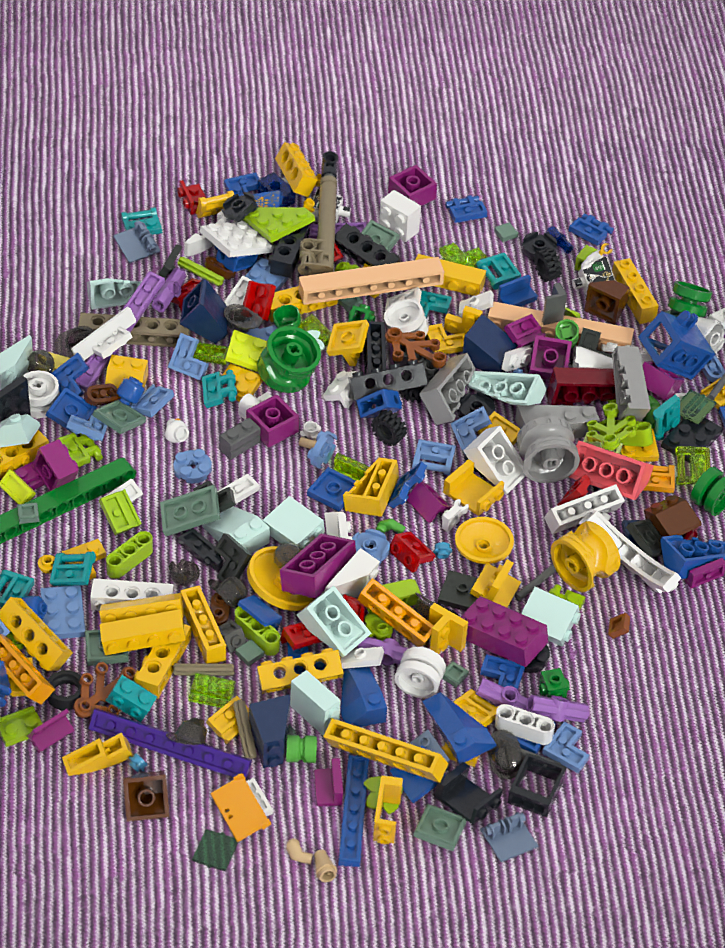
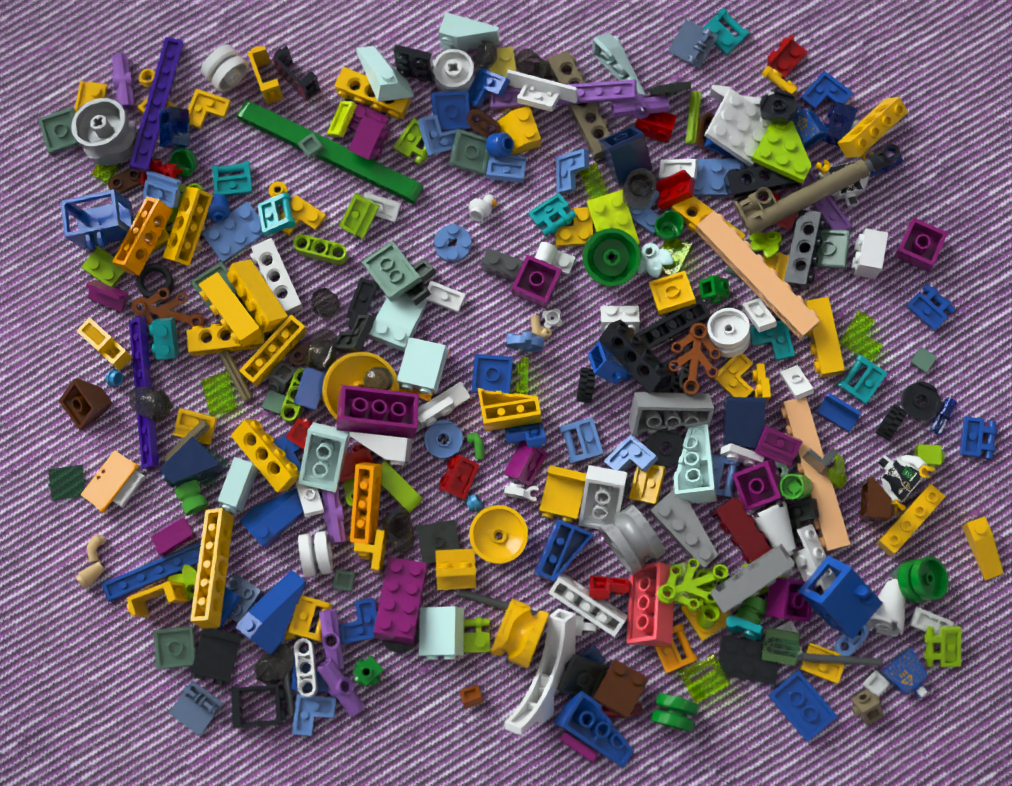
camera: 70 degrees right, 30 degrees up
(523, 507) = (560, 549): none -> blue wedge
(678, 261) = (983, 547): none -> yellow slope

